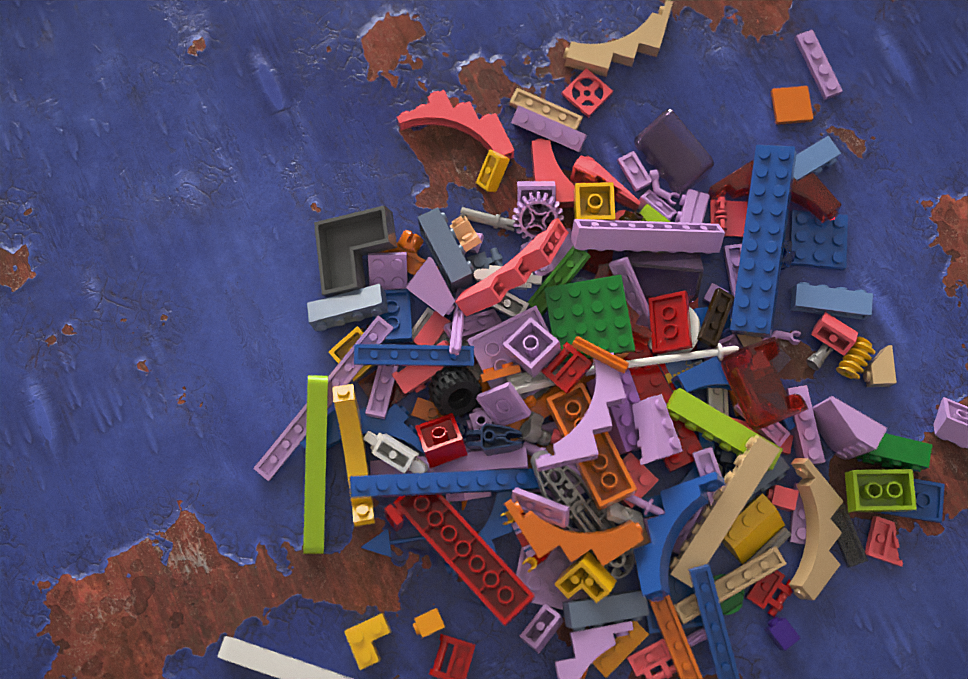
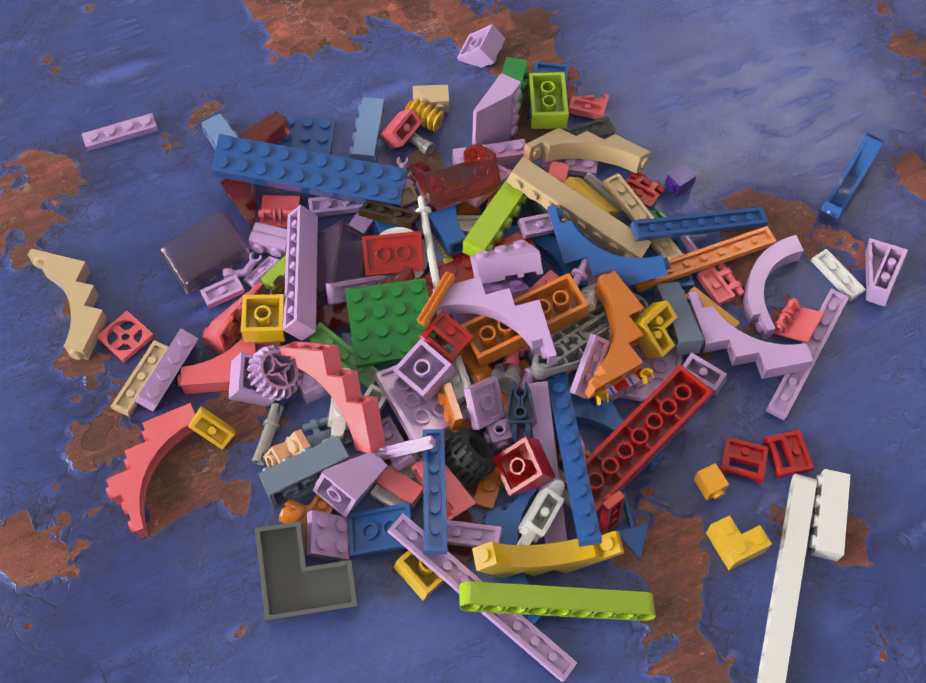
camera: 90 degrees left, 15 degrees down
(347, 307) = (372, 577): brick -> none
(792, 105) = (161, 155): orange tile -> none

